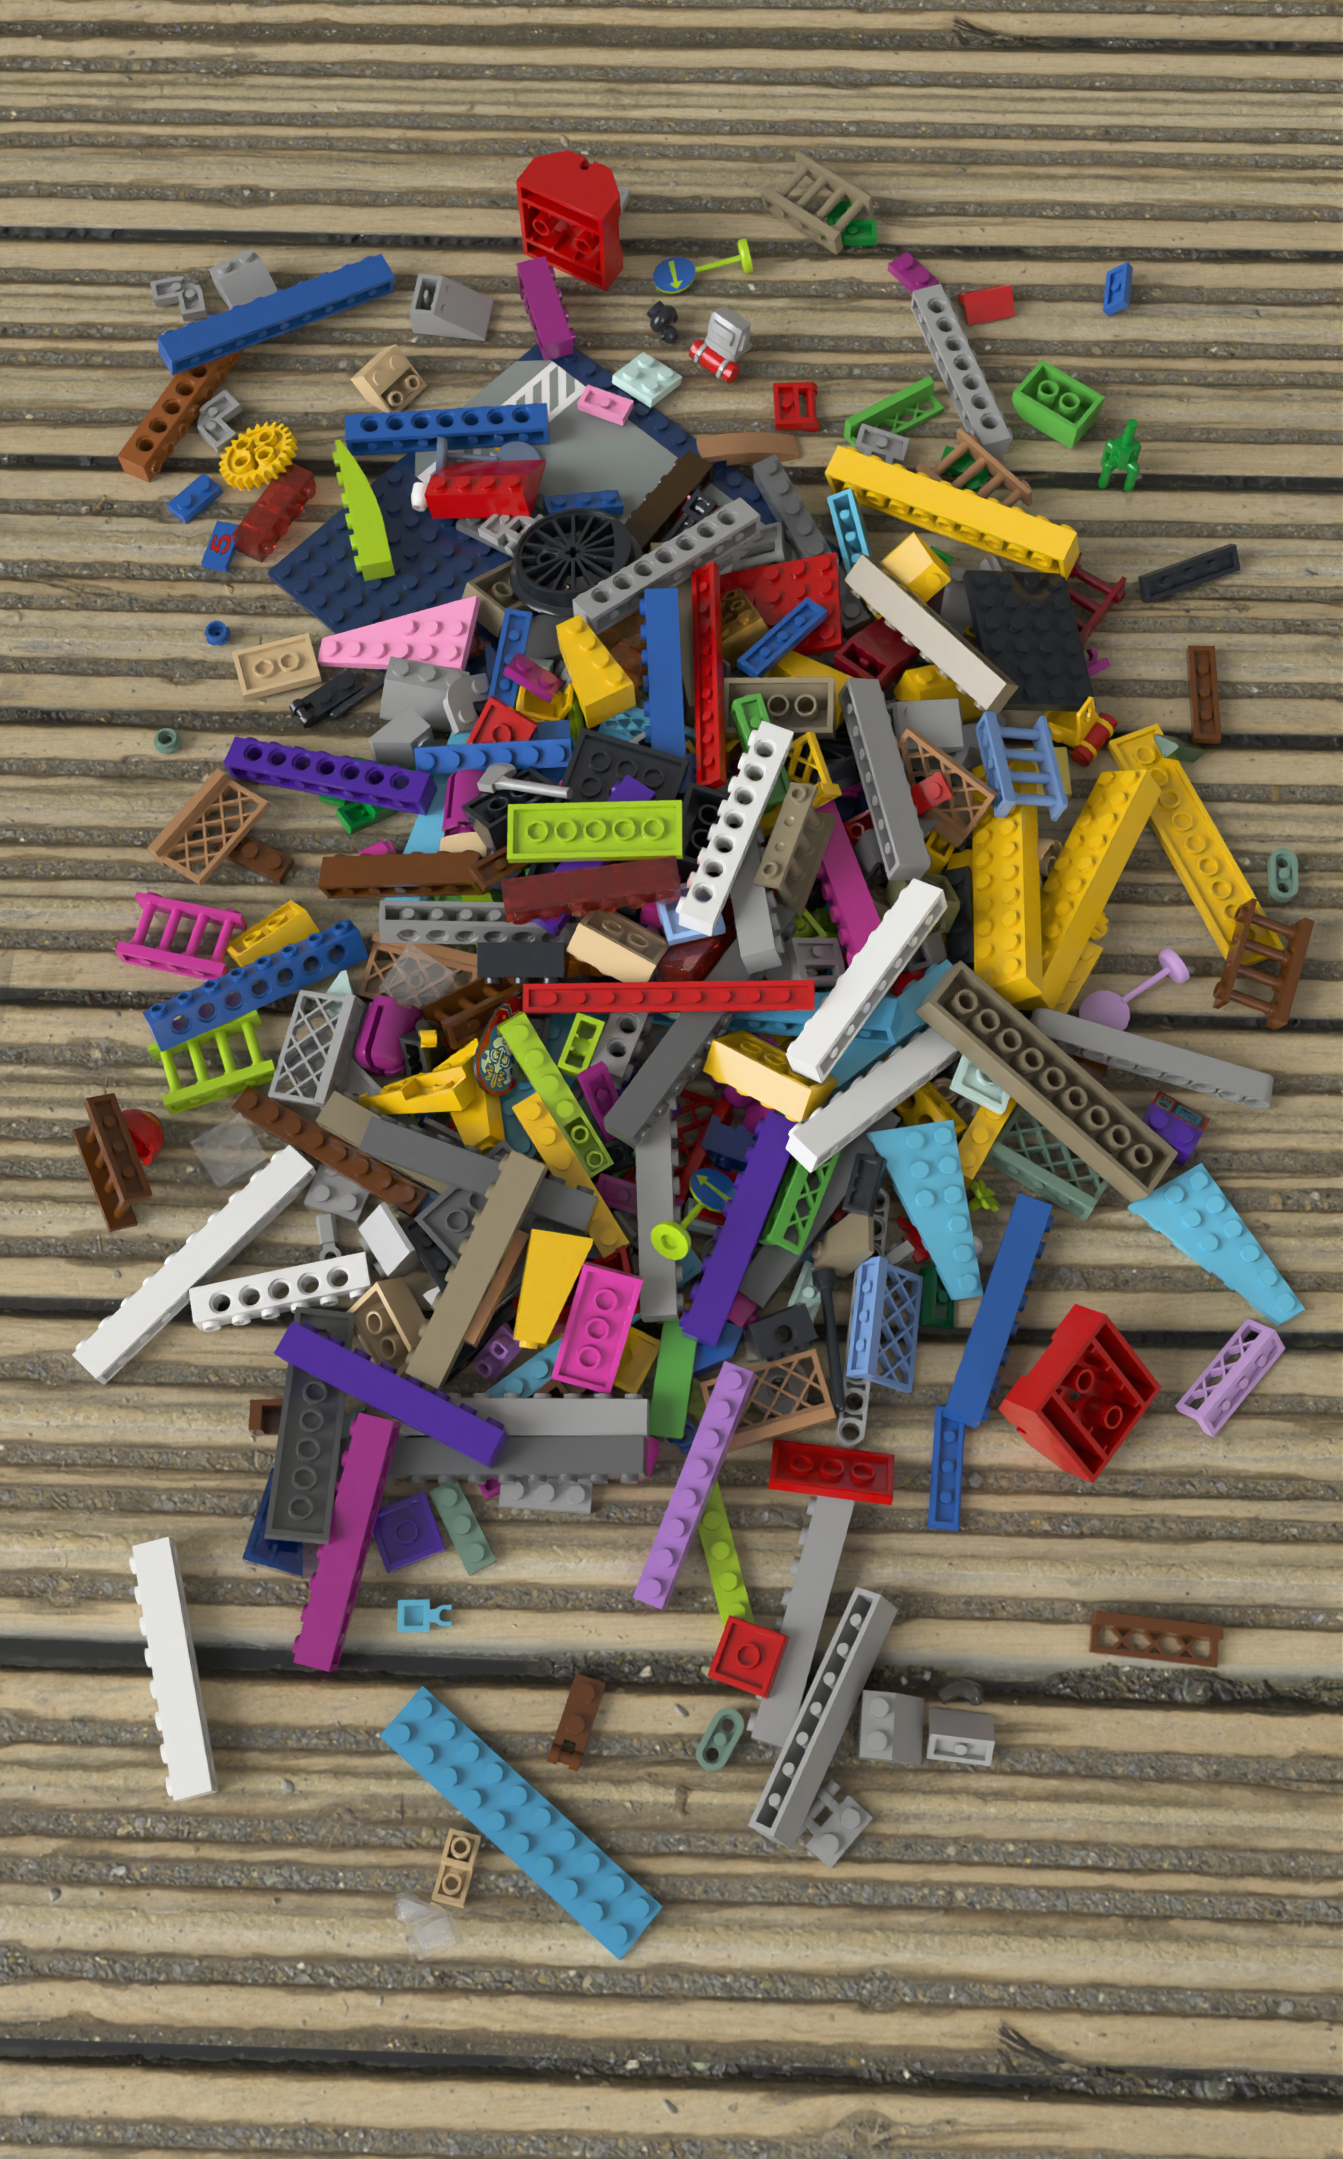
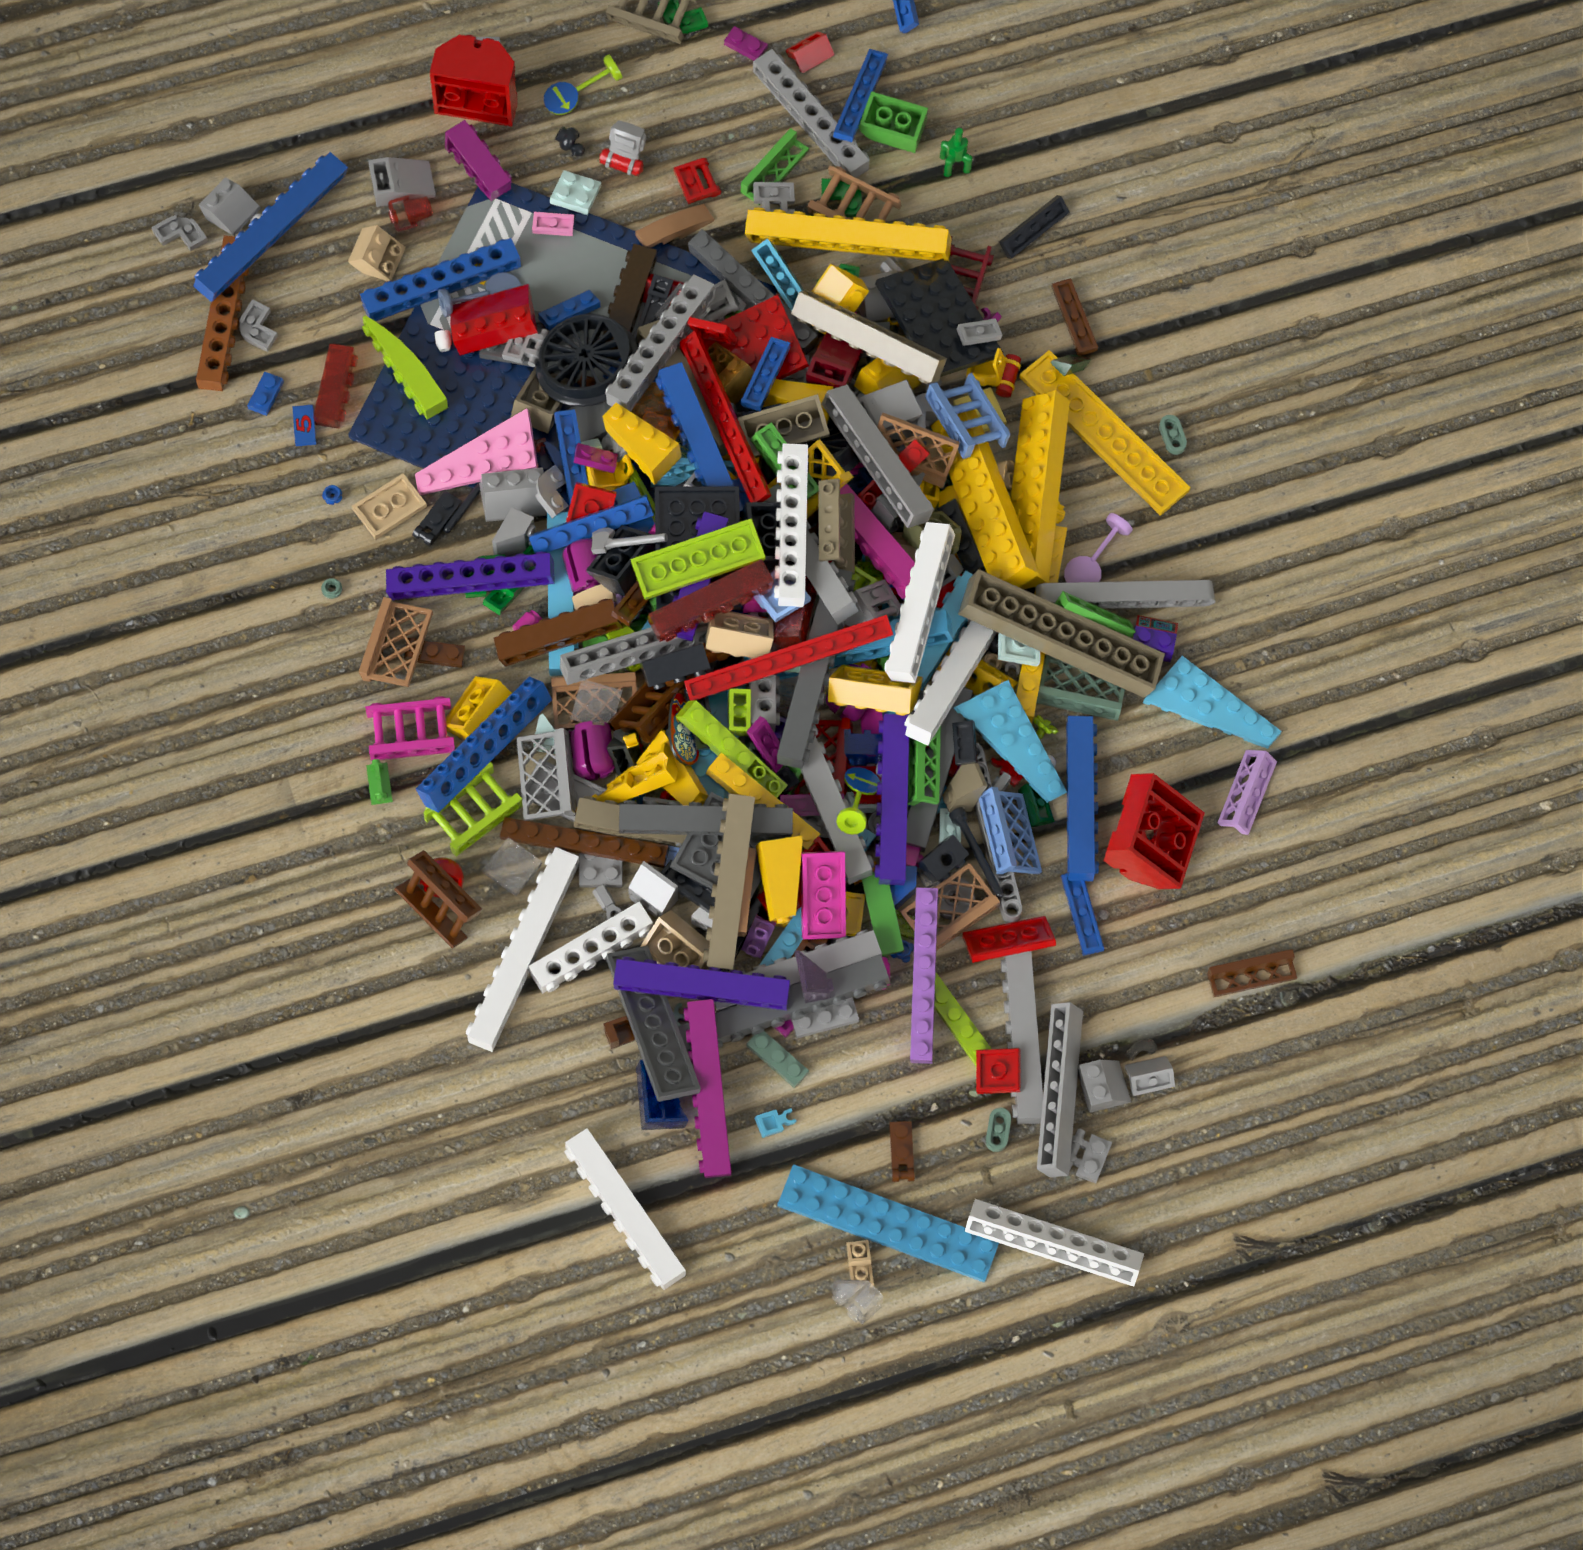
camera: 25 degrees left, 0 degrees up
(117, 991) = (379, 782): none -> bright green hinge
(258, 456) = (291, 353): yellow gear -> none
(407, 1532) = (743, 1073): dark purple plate -> none
(451, 345) = (416, 210): none -> clear red piece
(533, 1441) = (813, 979): none -> clear purple slope
(738, 570) = (713, 331): none -> red tile
(742, 1960) = (1054, 1242): none -> white brick
(1043, 347) = (858, 98): none -> blue plate
(1073, 669) = (979, 332): none -> light grey plate
(1102, 1071) = (1095, 614): none -> bright green panel
(1290, 959) = (1196, 495): reddish brown fence -> none

